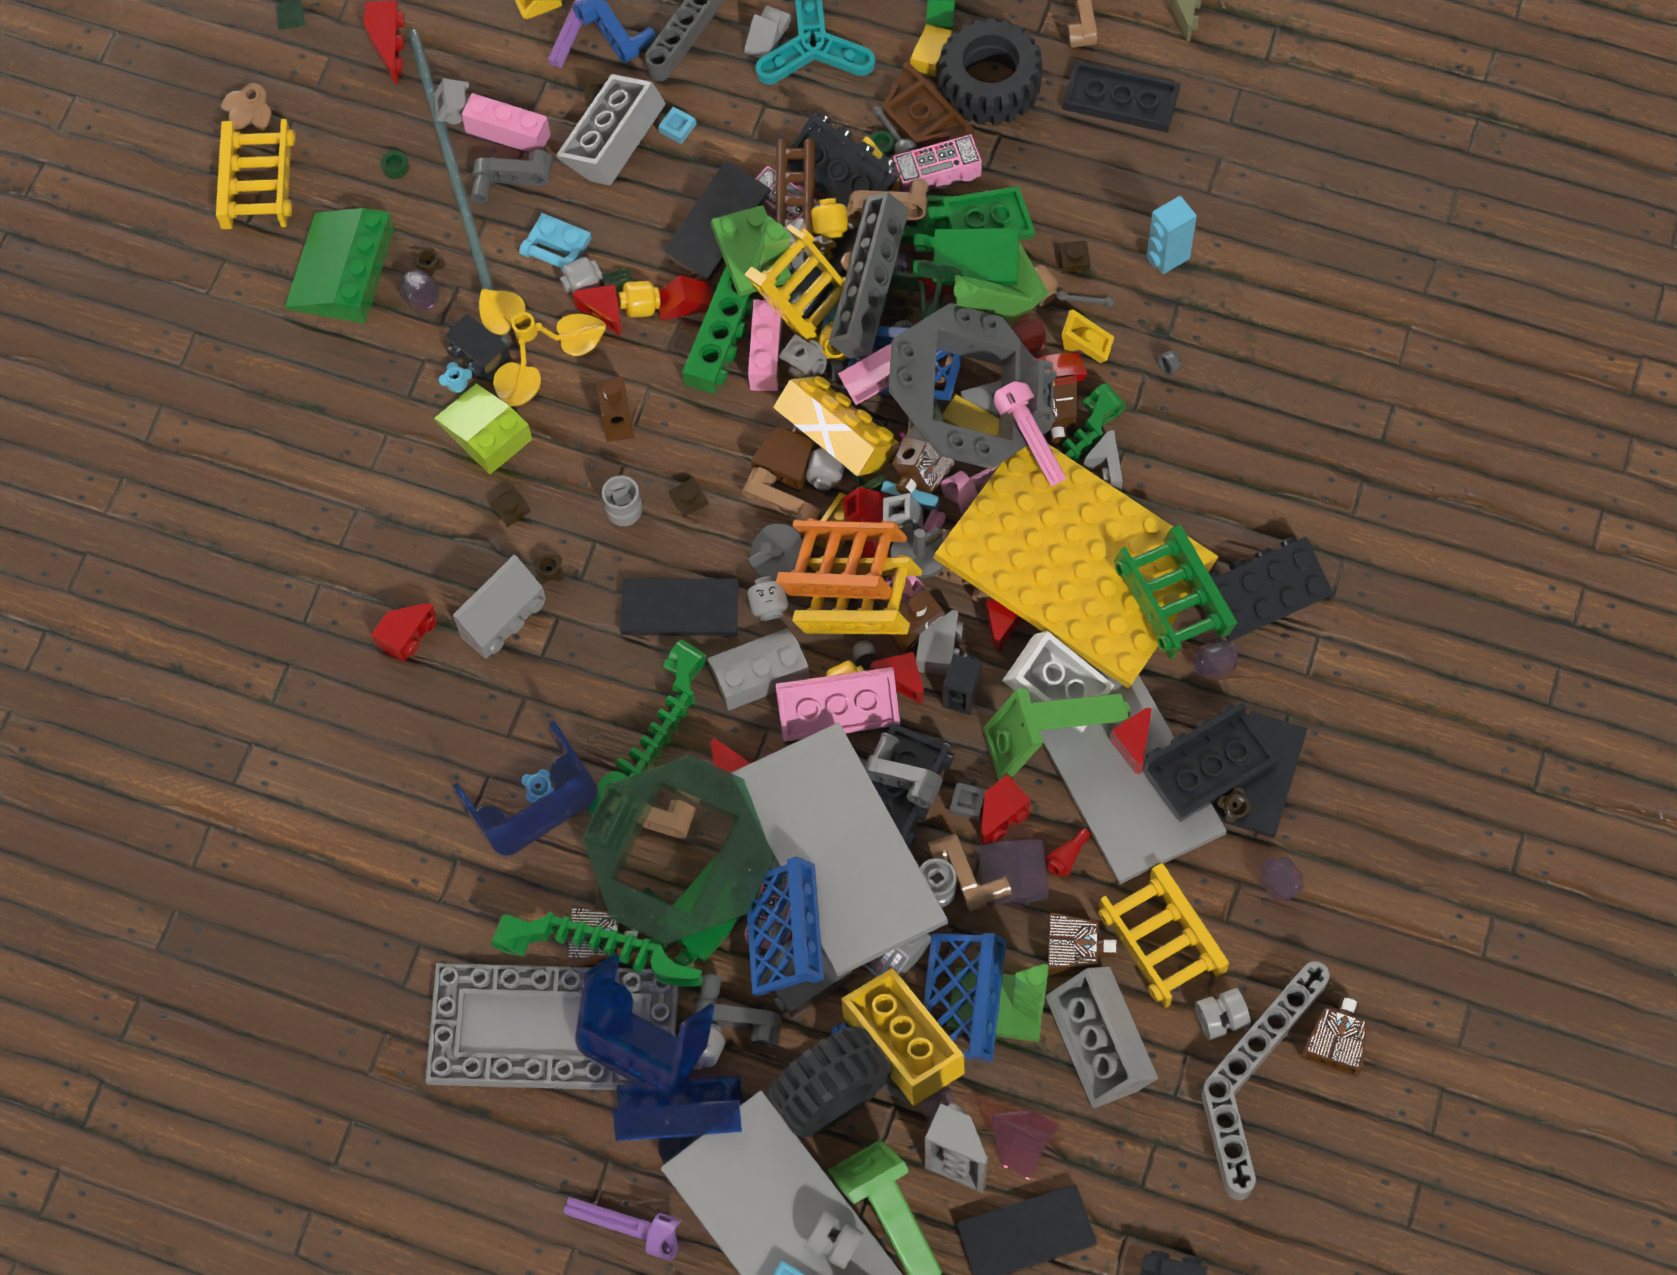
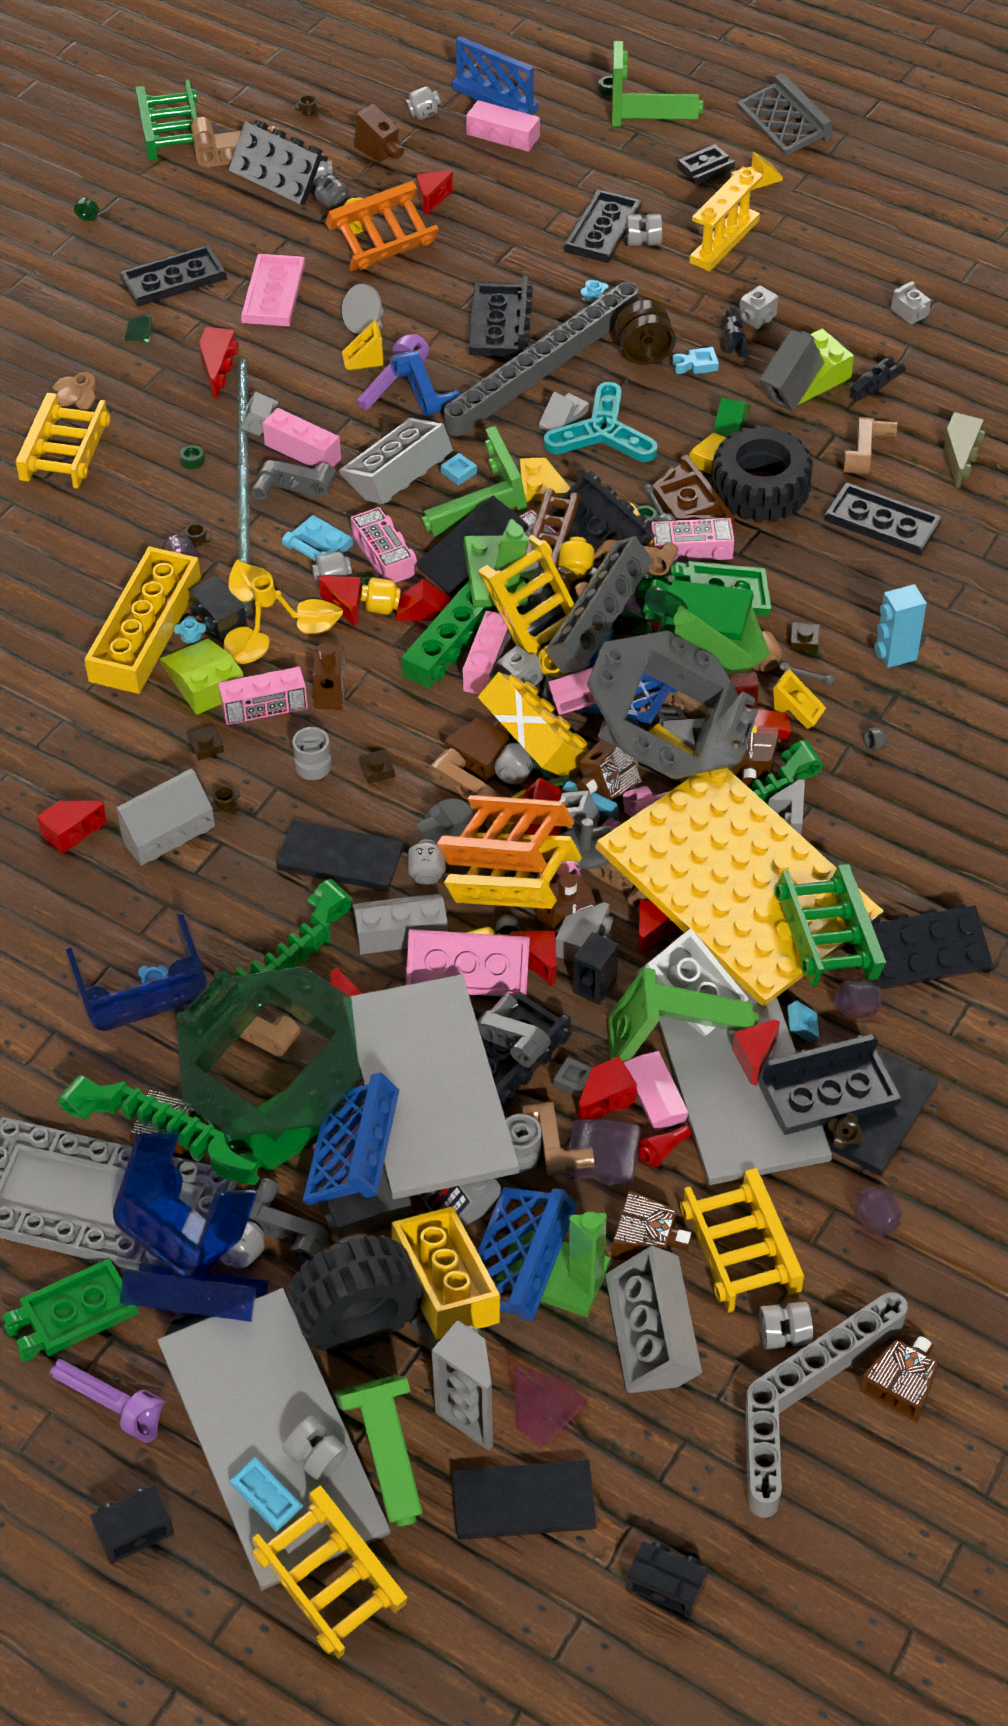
camera: 10 degrees right, 15 degrees down
(341, 264) = (118, 523): green slope -> none
(407, 380) = (142, 620): none -> yellow brick
(553, 442) = (263, 695): none -> bright pink brick
(563, 1145) = (69, 1311): none -> green tile
(625, 237) = (383, 545): none -> brick
(698, 174) = (509, 491): none -> bright green piece
(765, 121) = (538, 476): none -> yellow wing
(966, 380) = (667, 714): none -> dark grey plate
(1028, 427) = (710, 725): bright pink piece -> none
(1048, 798) = (657, 1091): none -> bright pink piece
(1169, 694) = (803, 1021): none -> medium azure plate

